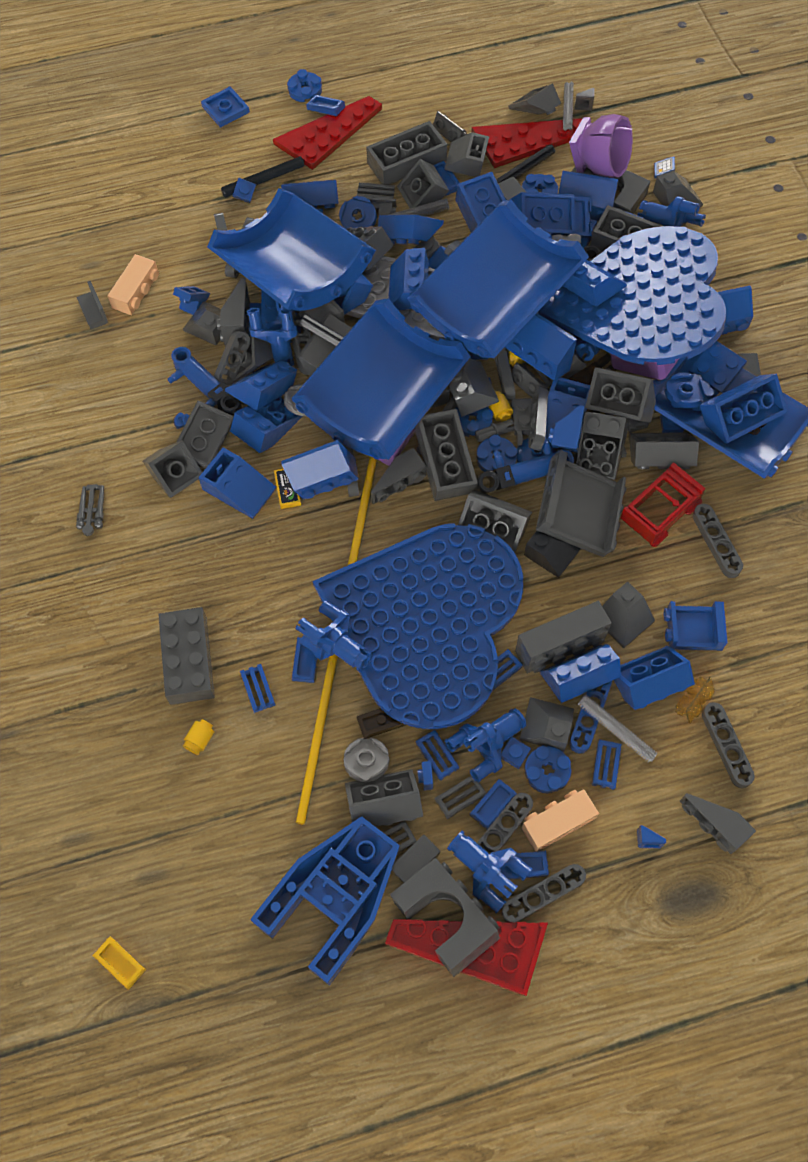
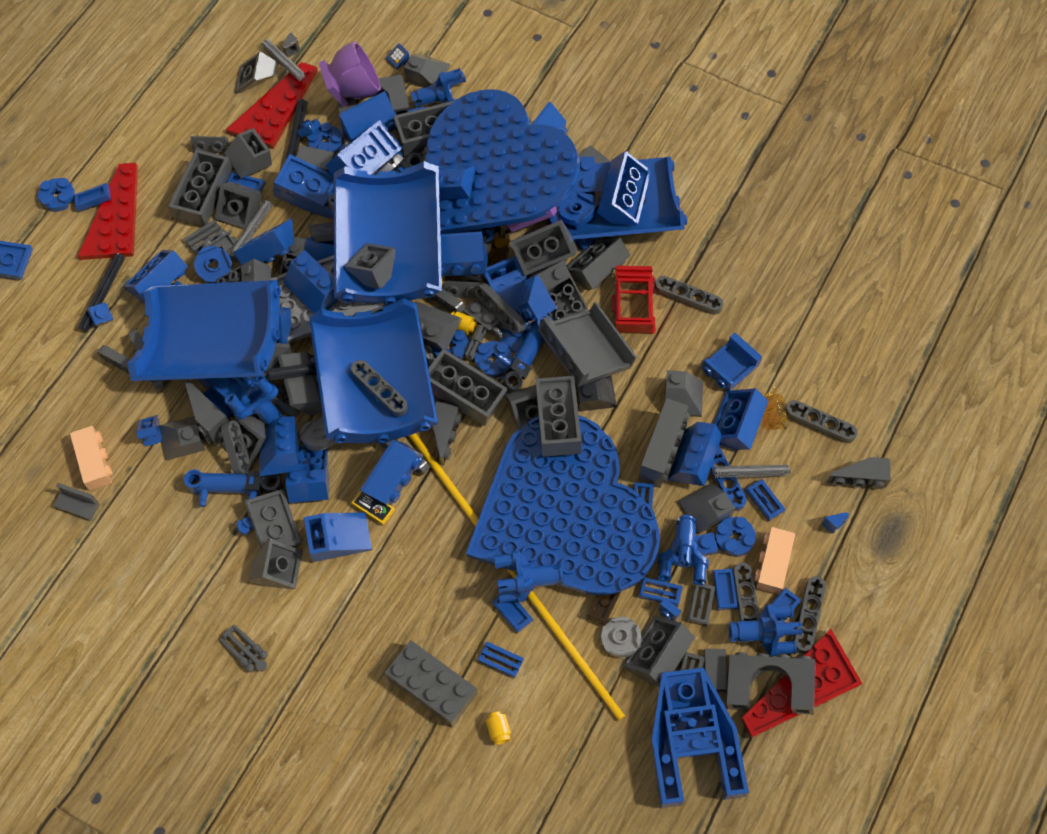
camera: 45 degrees left, 0 degrees up
(375, 397) = (381, 386): none -> dark grey beam
(461, 297) = (372, 265): none -> dark grey slope
(492, 538) = (558, 416): none -> dark grey slope
(534, 169) = (308, 127): none -> blue plate

